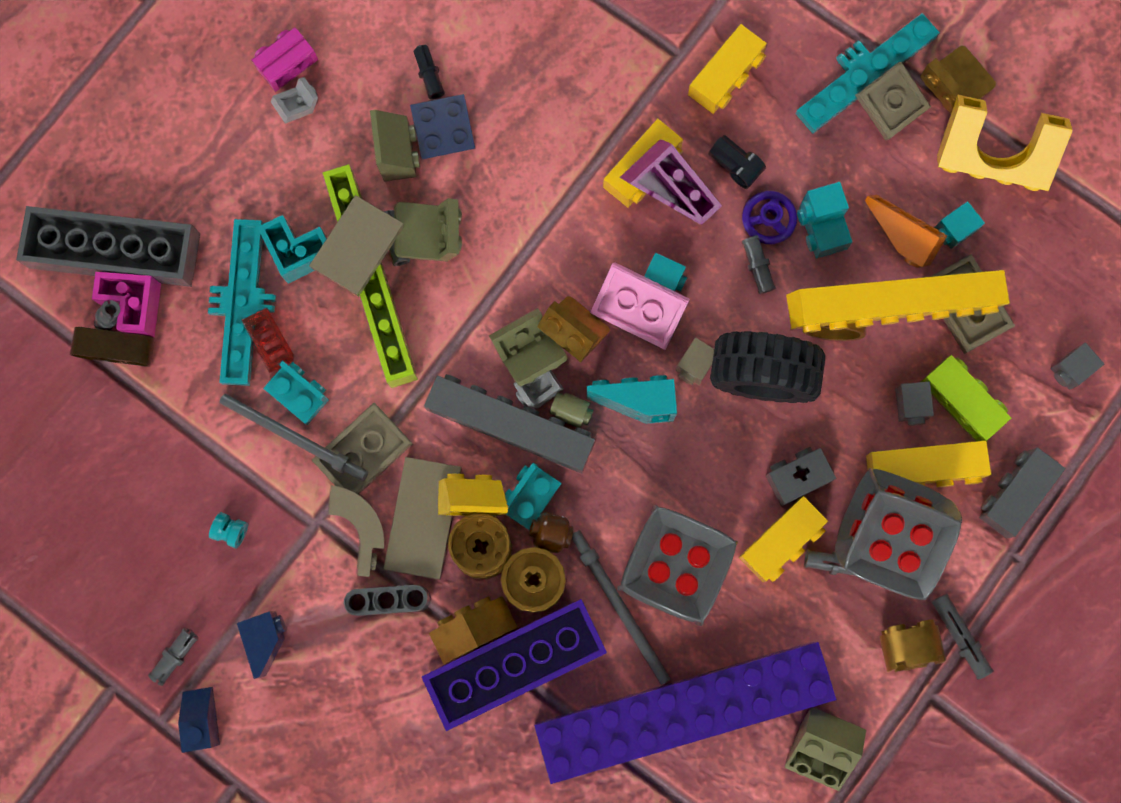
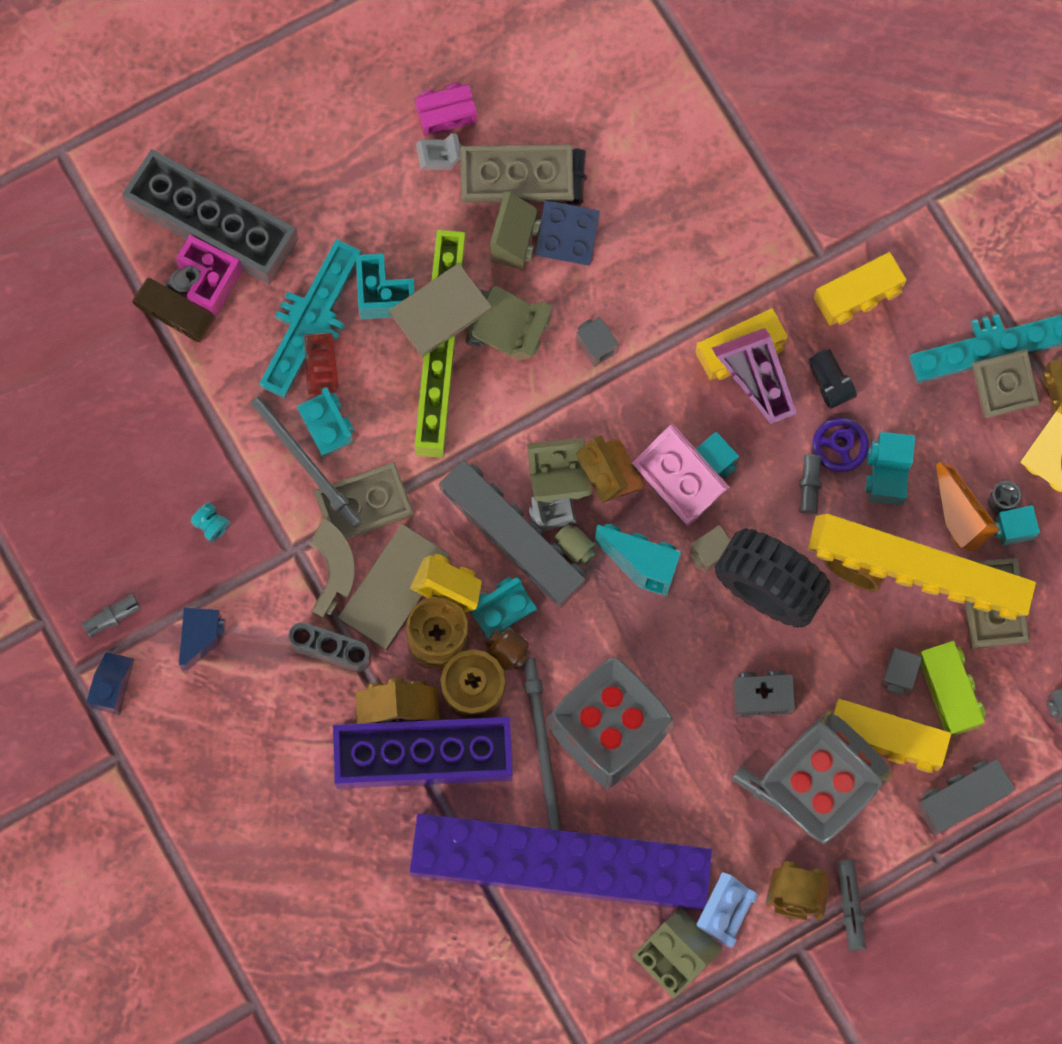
camera: 15 degrees right, 5 degrees down
(381, 85) = (526, 171): none -> dark tan tile
(511, 214) = (596, 341): none -> dark grey brick
(784, 540) = (722, 747): yellow brick -> none
(853, 691) = (721, 906): none -> light blue plate
(940, 199) = (1009, 494): none -> dark grey wheel

